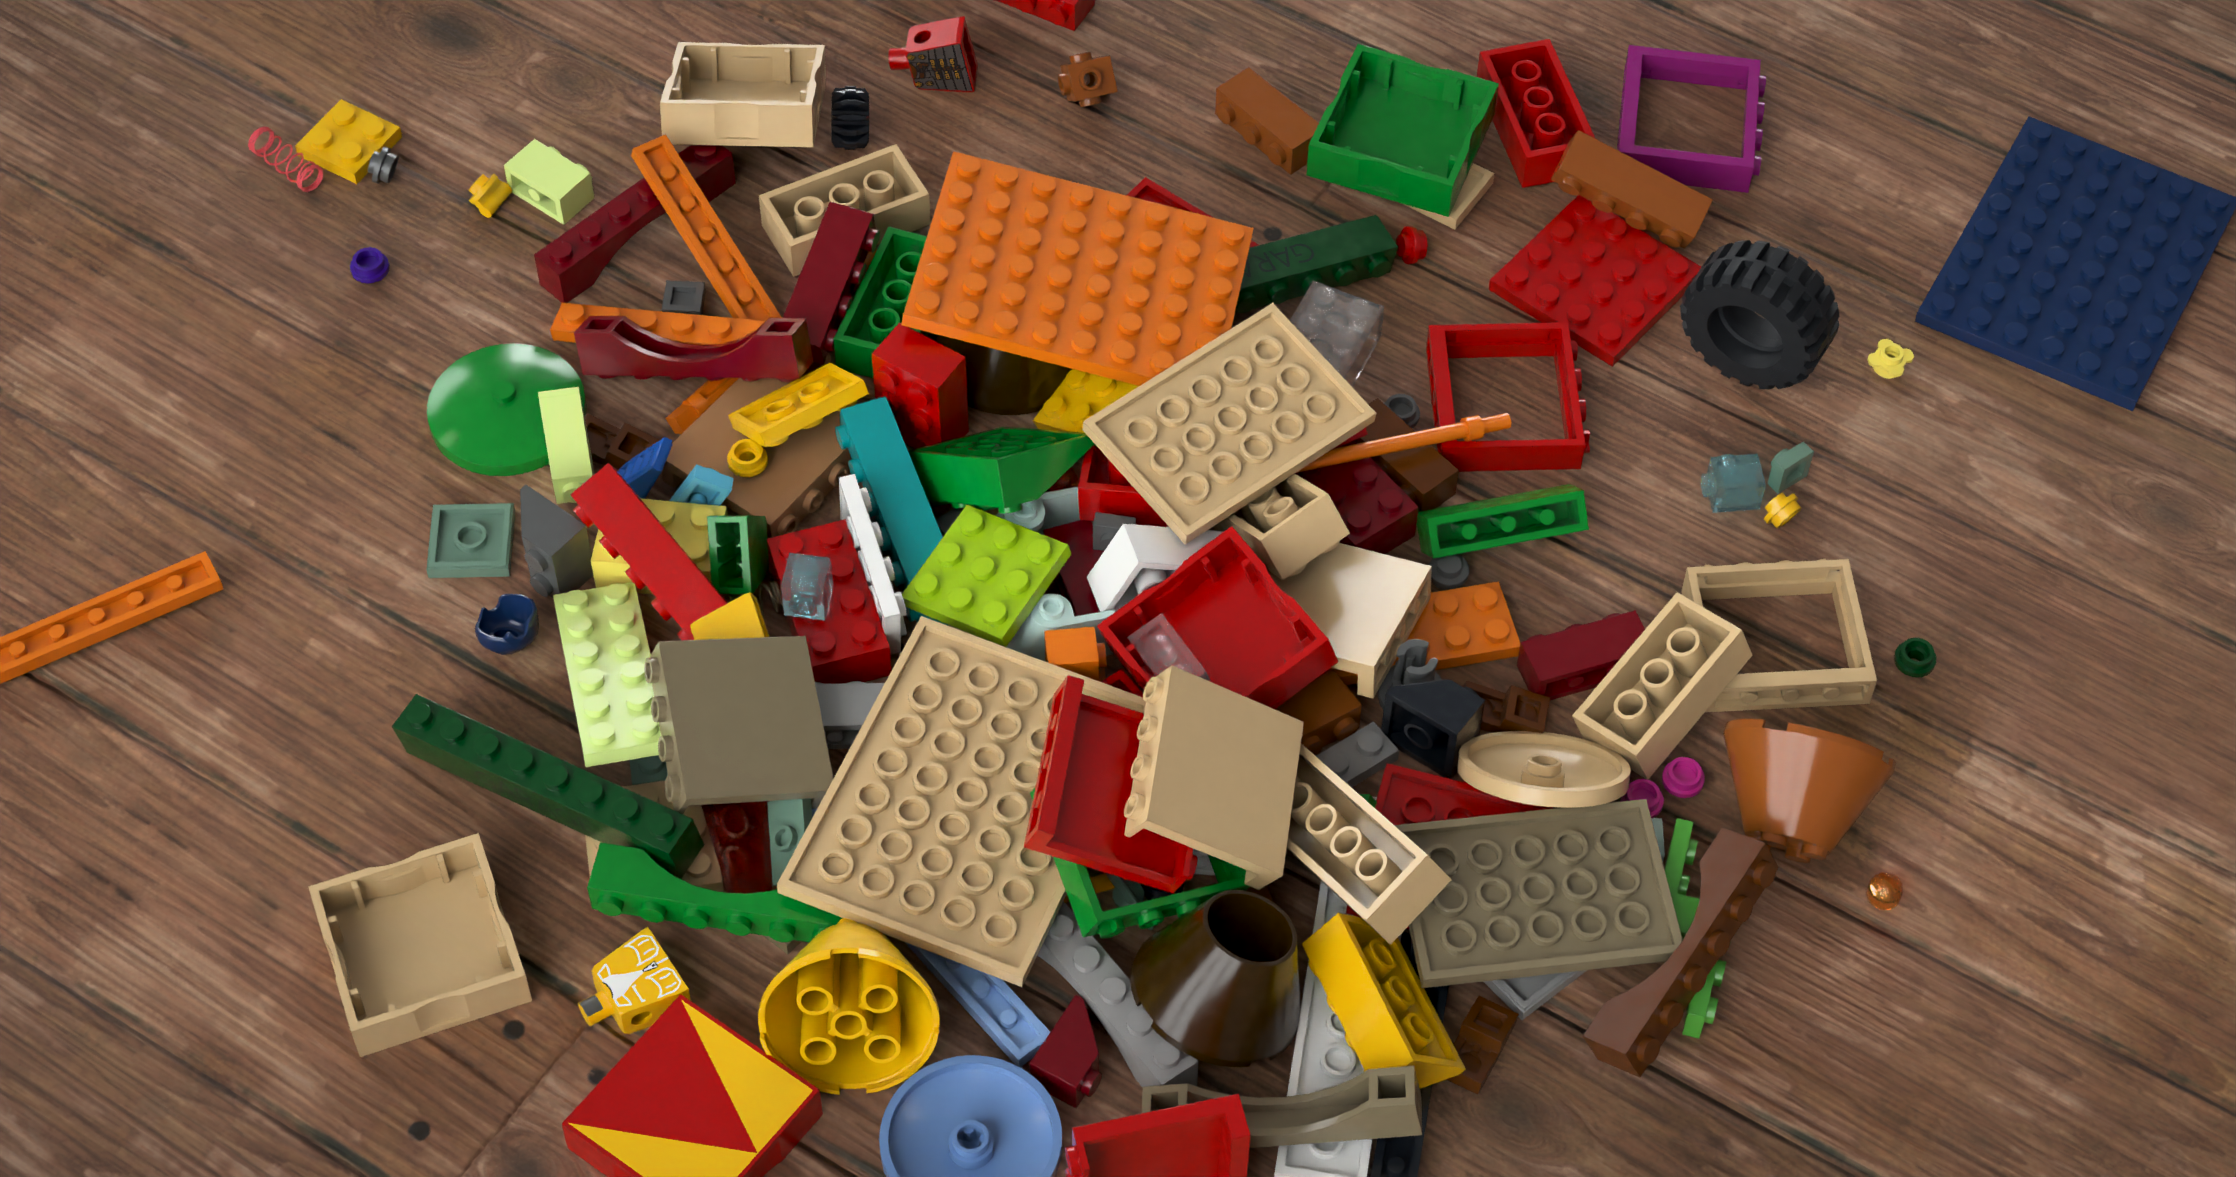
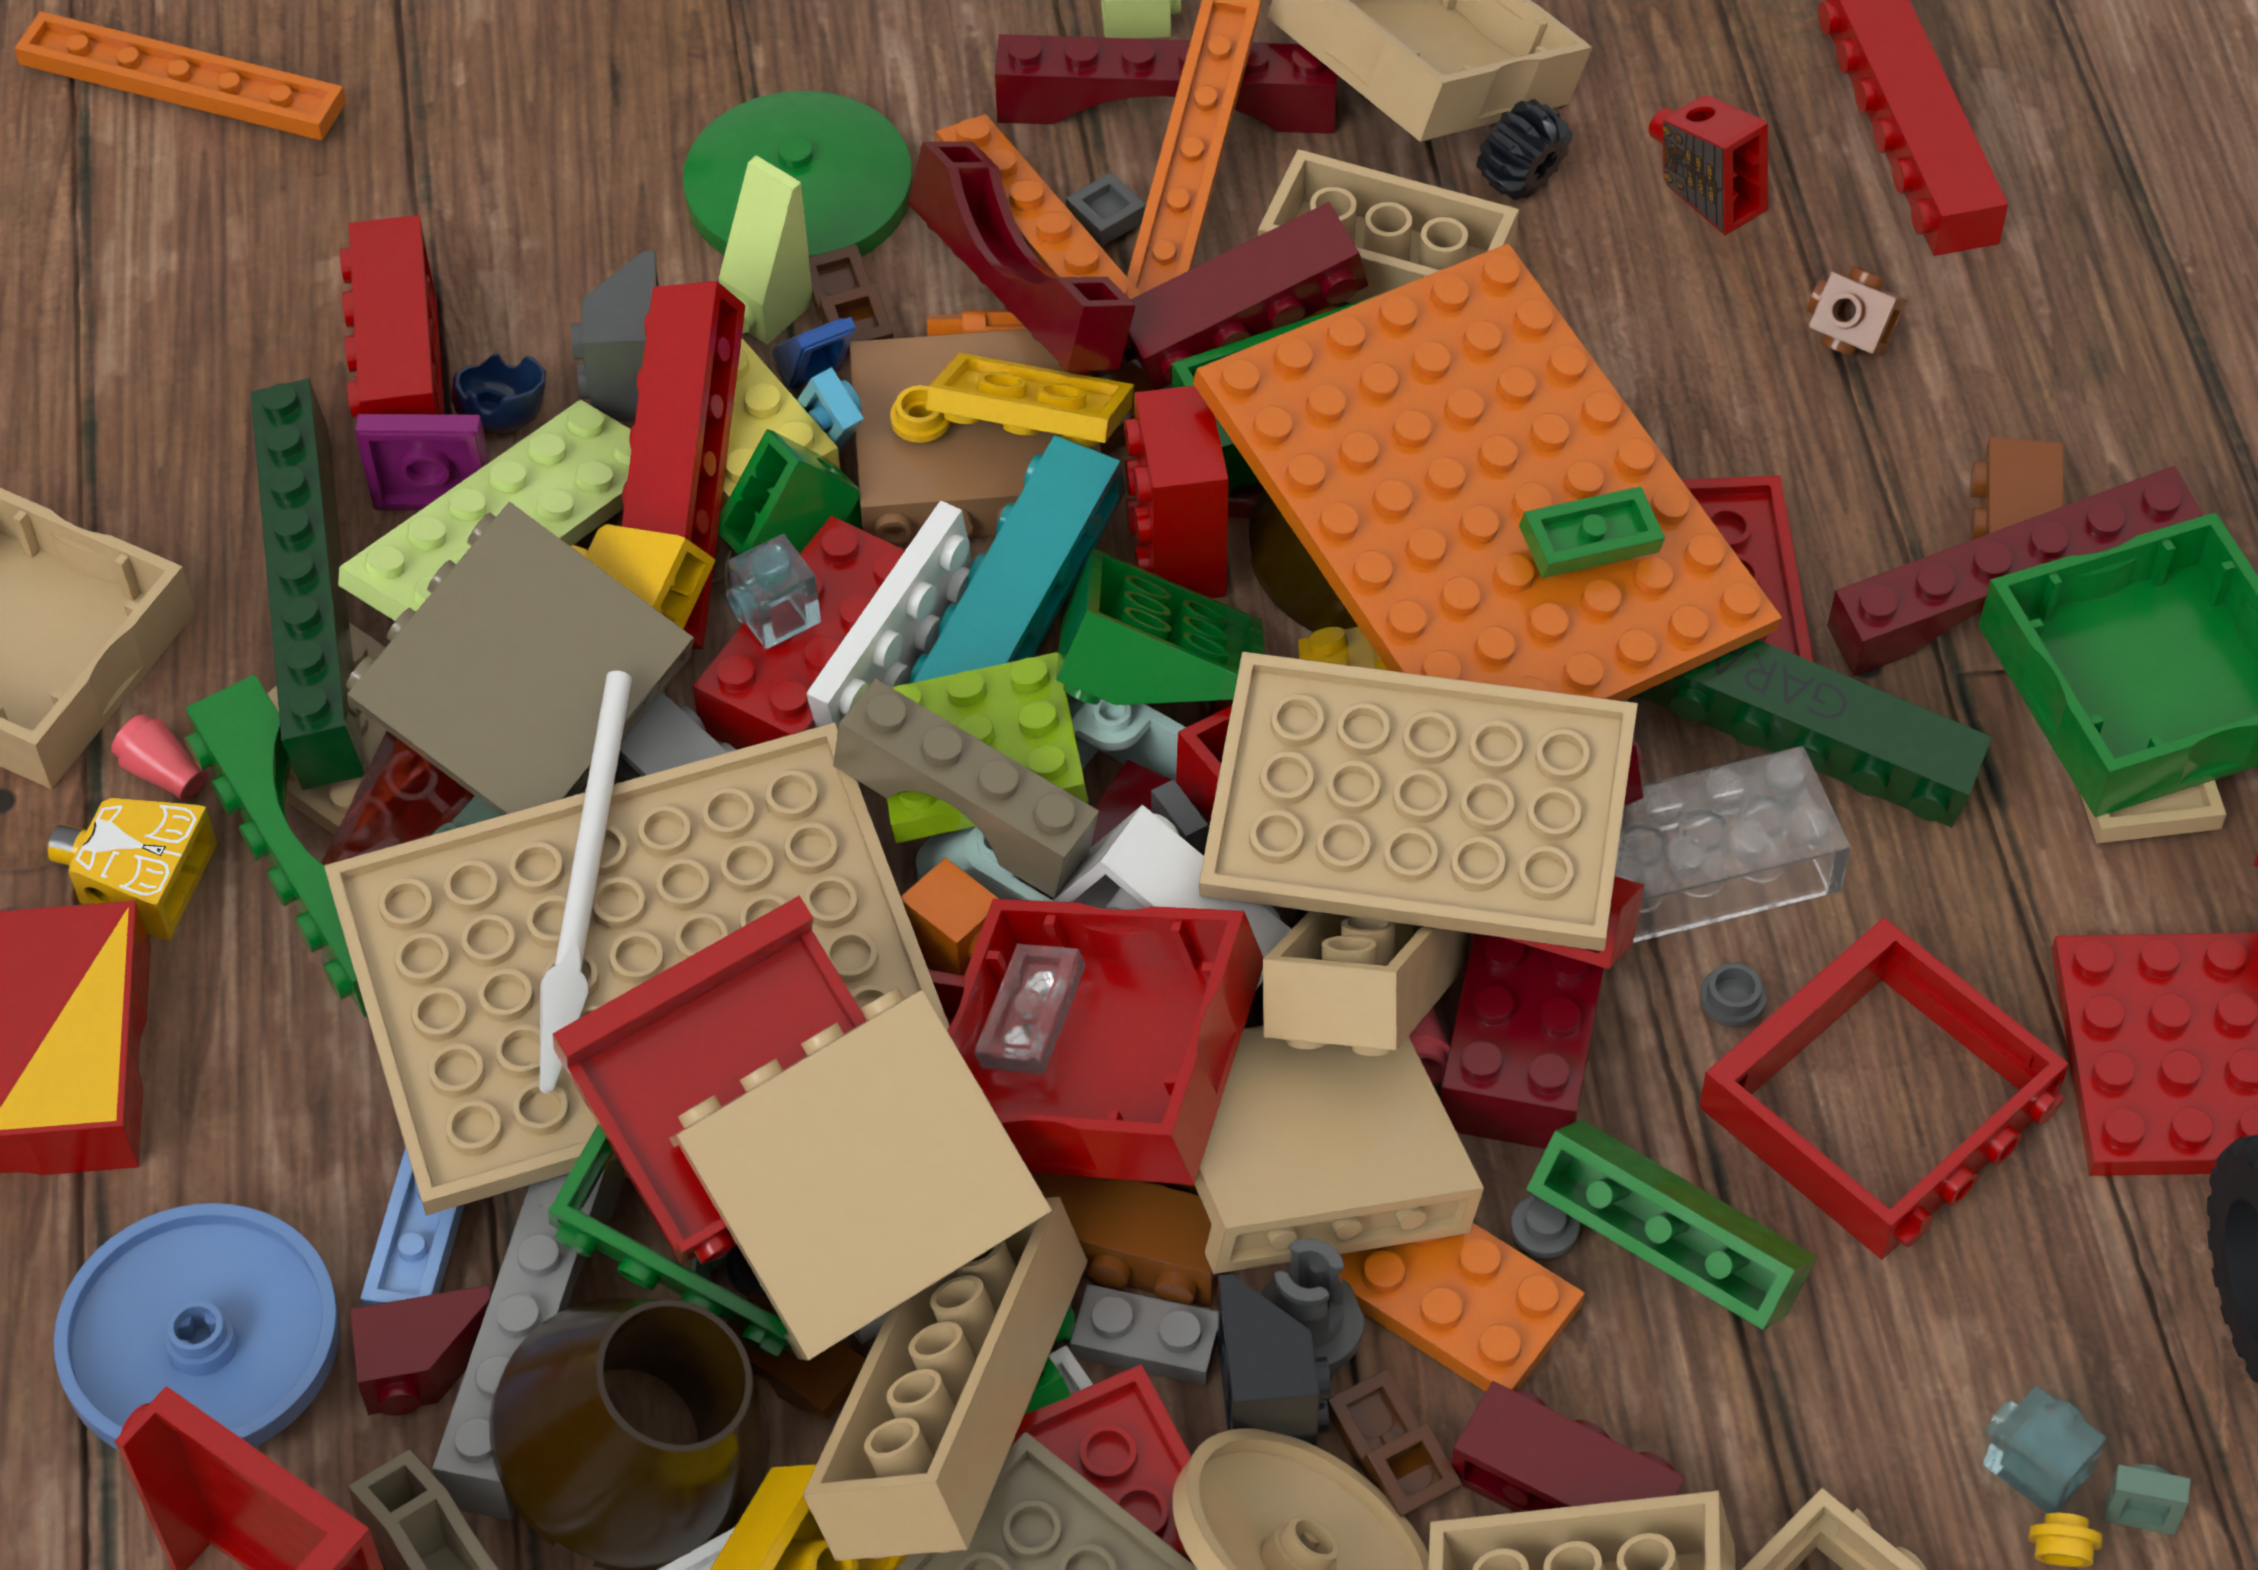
camera: 50 degrees right, 0 degrees up
(433, 644) = (392, 318): none -> red brick
(471, 540) = (573, 269): sand green tile -> none
(527, 683) = (418, 456): none -> magenta tile
(576, 934) = (155, 755): none -> coral cone
(849, 1012) = (247, 1062): yellow cone -> none
(959, 829) = (564, 985): none -> white piece
(978, 593) = (1025, 818): none -> dark tan arch
(1153, 249) = (1591, 532): none -> green plate
(1289, 150) = (1919, 601): none -> dark red arch
(1411, 245) = (2007, 813): red plate -> none
(1418, 471) = (1651, 1043): reddish brown brick -> none
(1469, 429) = (1763, 1077): orange bar -> none

